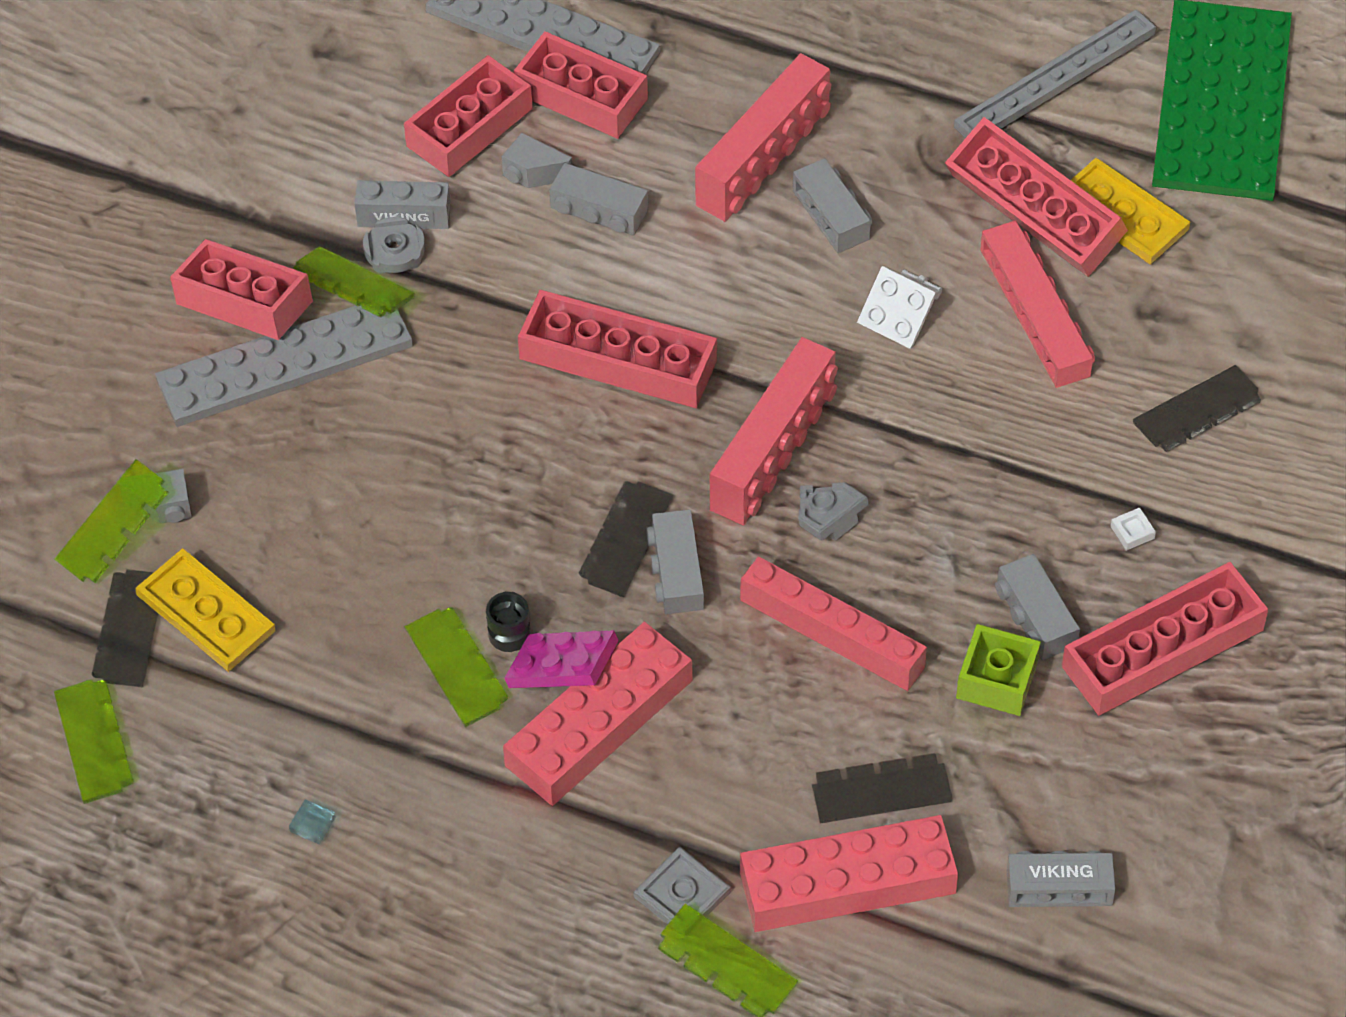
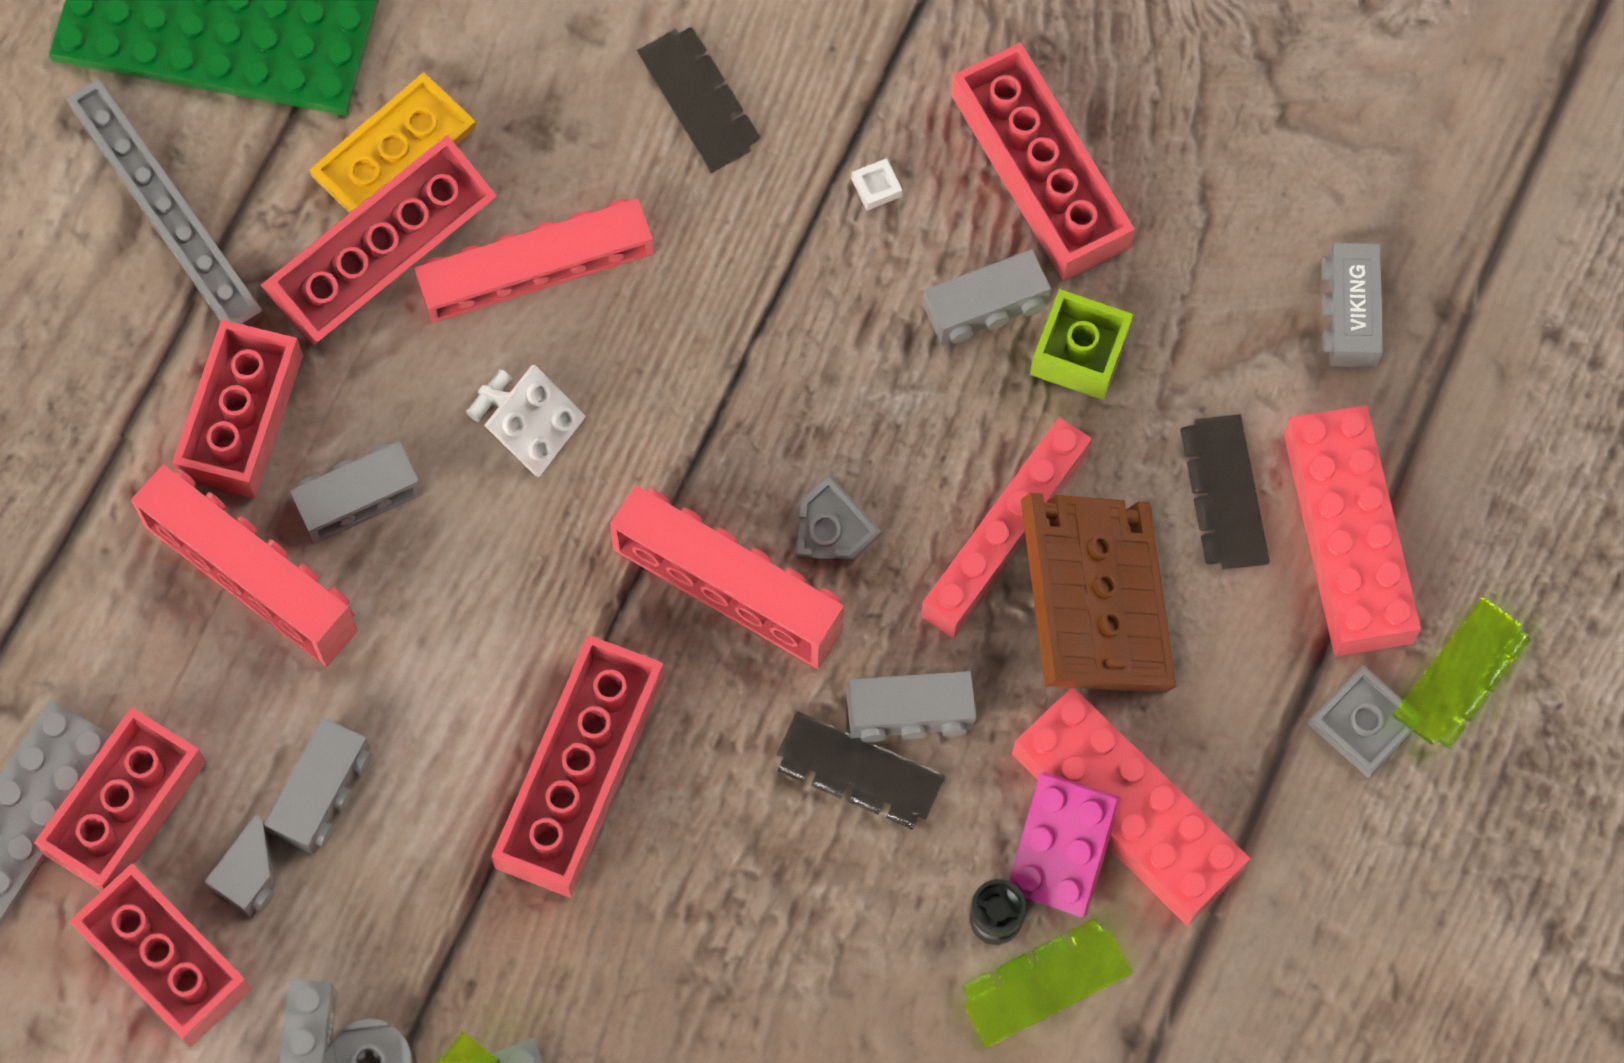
camera: 90 degrees left, 15 degrees up
(774, 680) = (1097, 594): none -> dark orange door
(890, 126) = (238, 408): none -> coral brick

